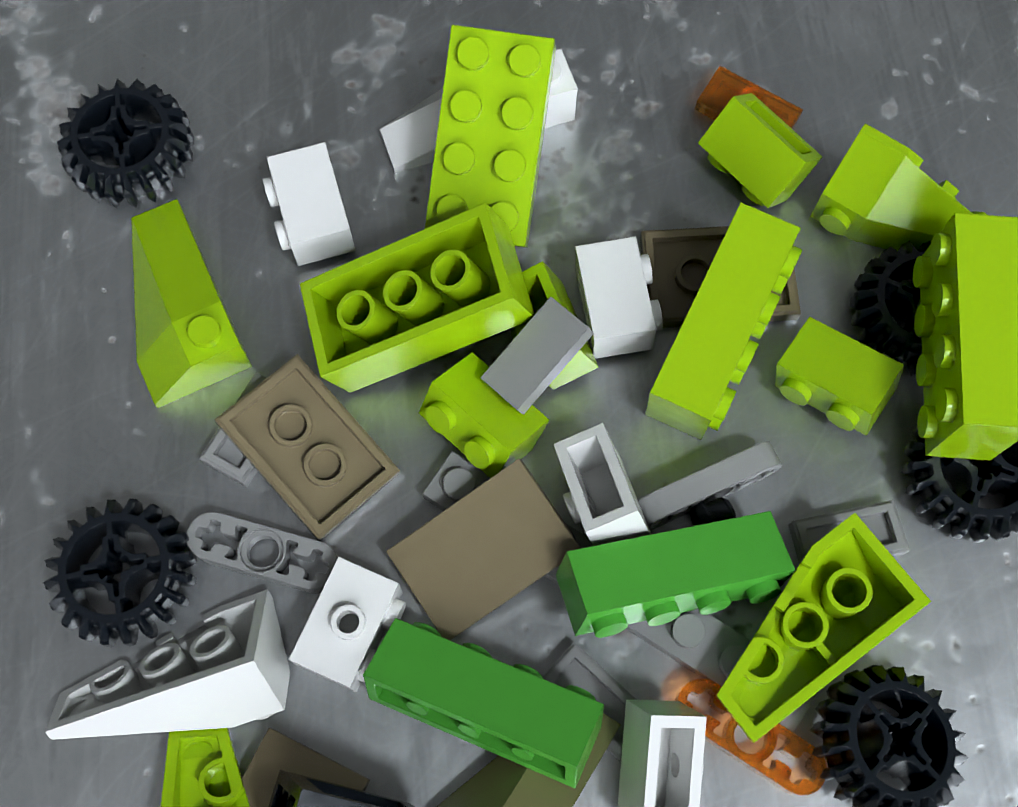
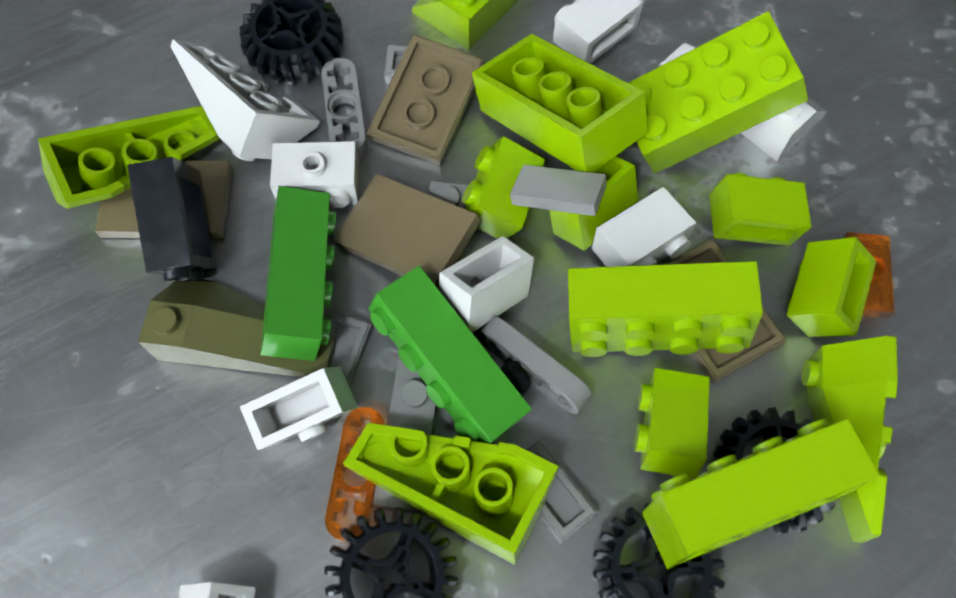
camera: 65 degrees right, 5 degrees down
(636, 168) = (759, 209): none -> lime brick

